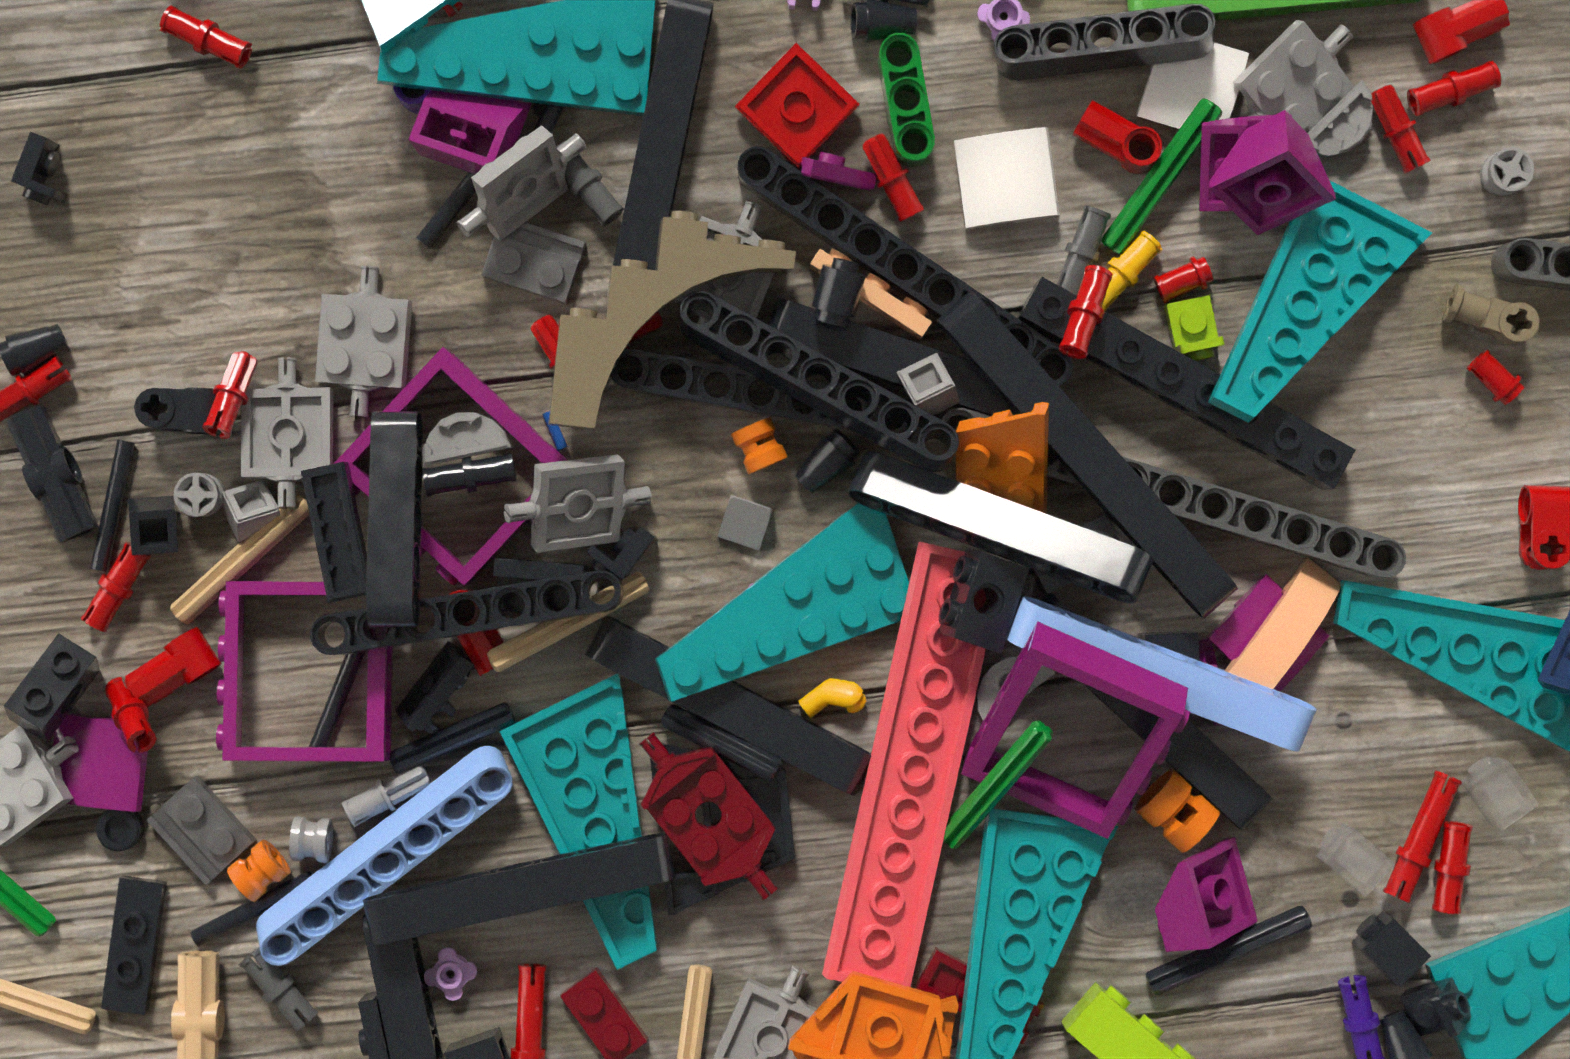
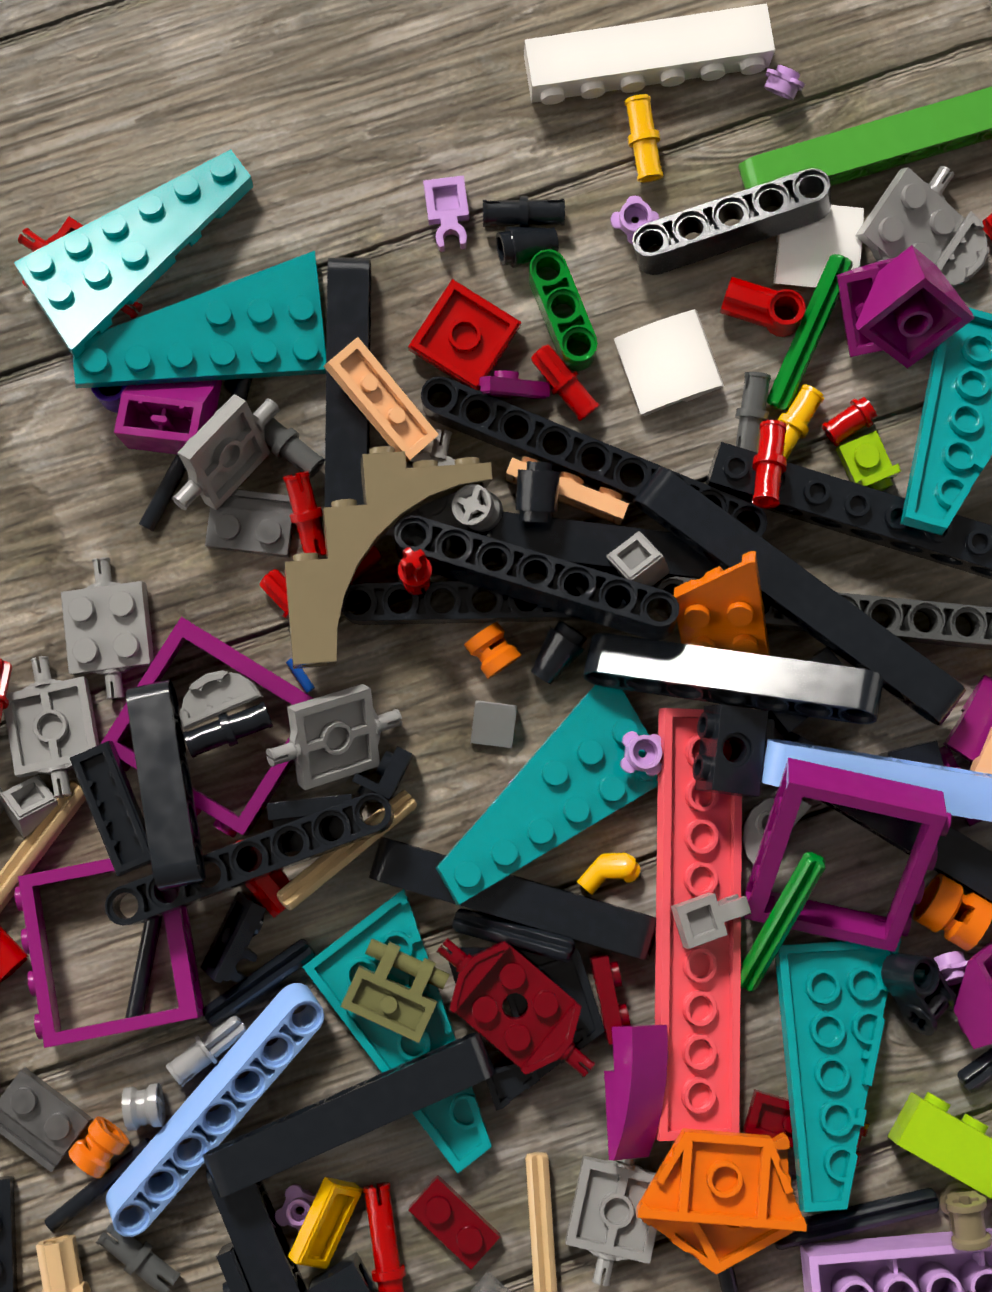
camera: 15 degrees left, 5 degrees down
(473, 991) = (325, 1223): none -> yellow tile
(580, 784) = (388, 1002): none -> olive plate
(593, 263) = (305, 512): none -> red pin
(693, 350) = (415, 571): none -> red axle
(694, 160) = (380, 399): none -> light nougat plate
(763, 289) = (468, 503): none -> light grey wheel
(808, 805) = (606, 979): none -> dark red plate
(813, 922) = (635, 1089): none -> magenta slope
(903, 584) = (653, 752): none -> lavender plate
(918, 764) = (703, 917): none -> light grey plate
(1122, 881) = (918, 988): none -> black piece
(1159, 866) = (952, 966): none -> lavender plate

